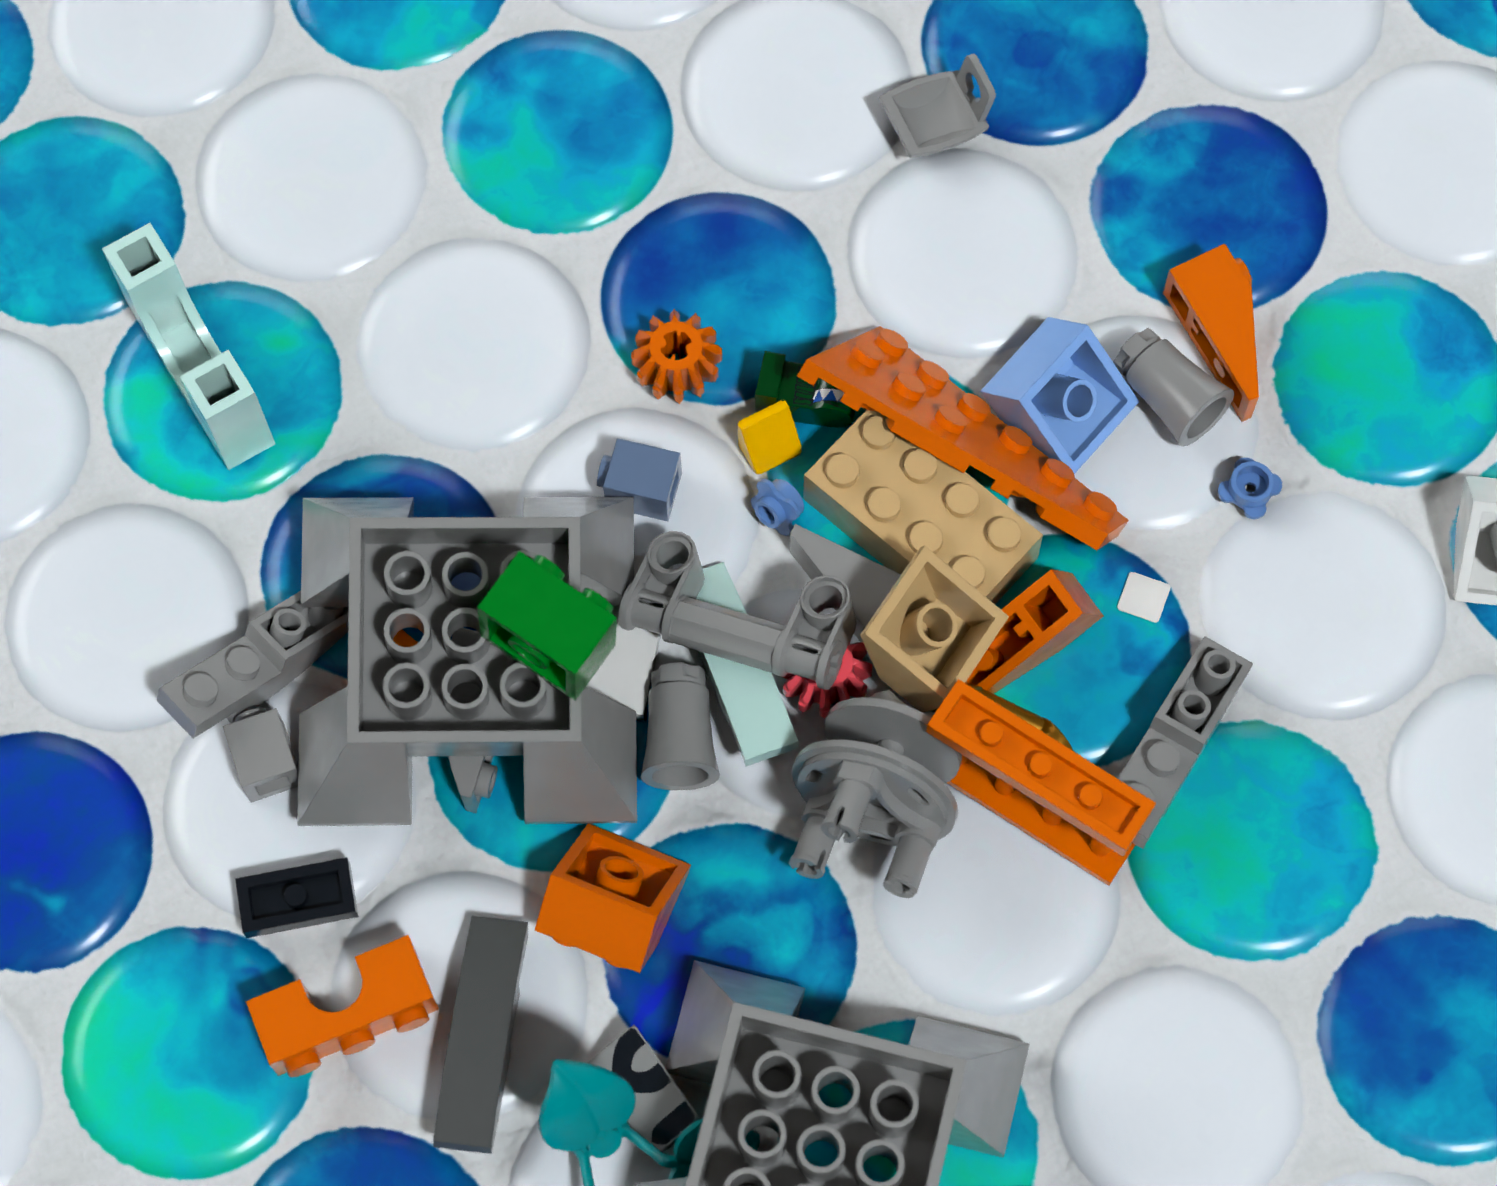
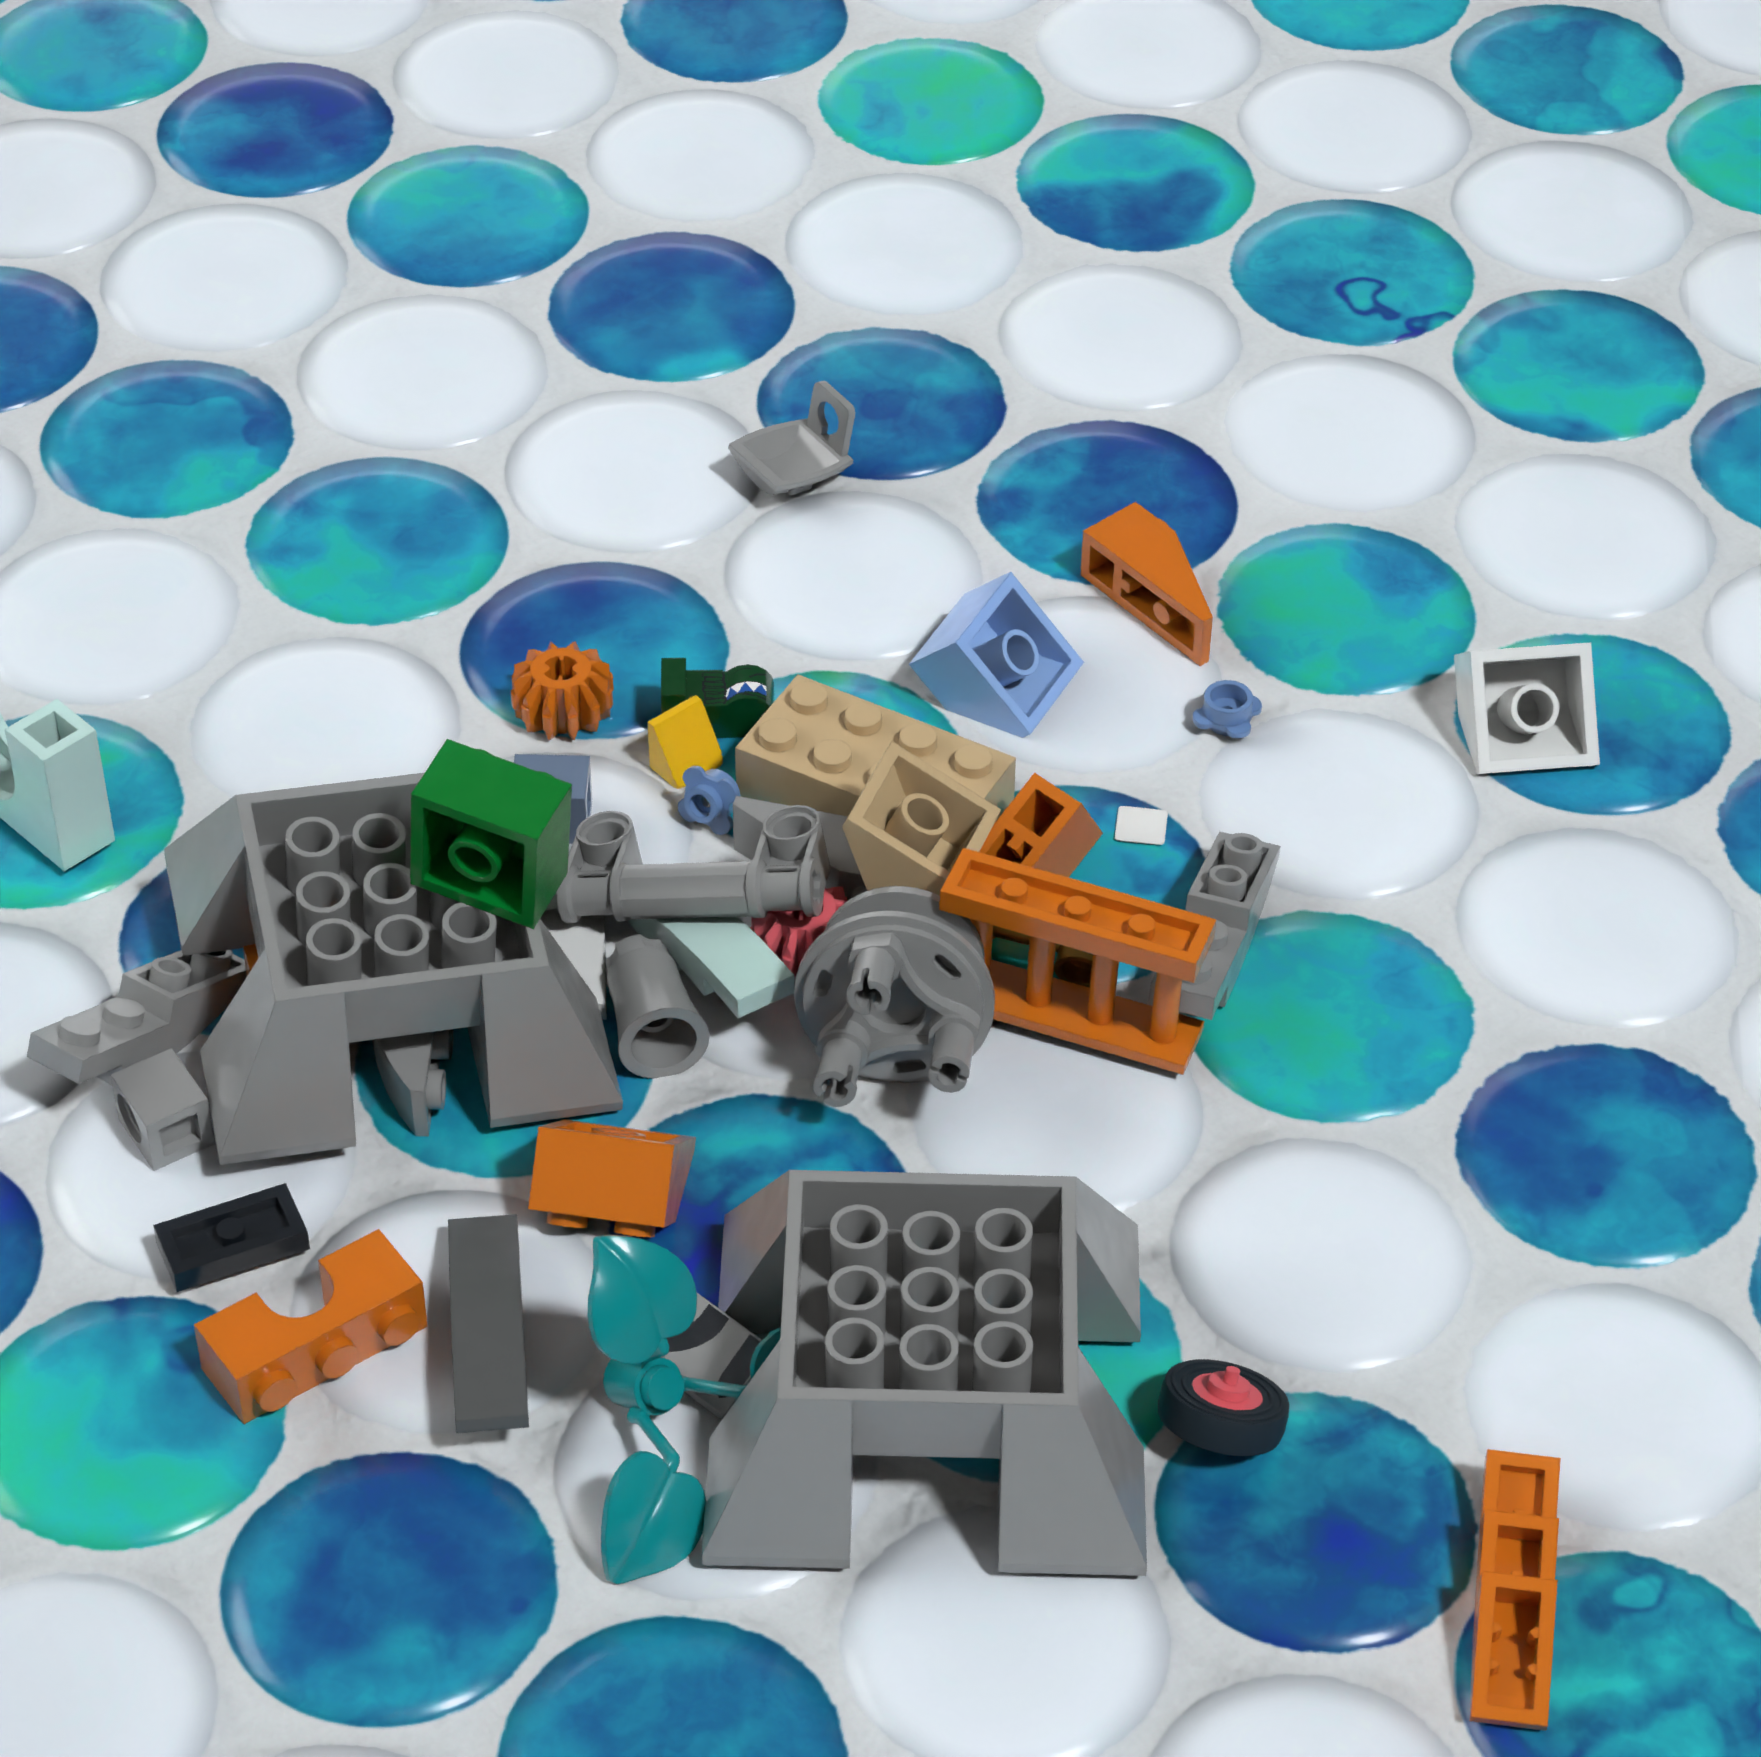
camera: 15 degrees left, 25 degrees down
(958, 428) = (904, 693): orange wing -> none
(1173, 386) = (1119, 633): light grey plant -> none

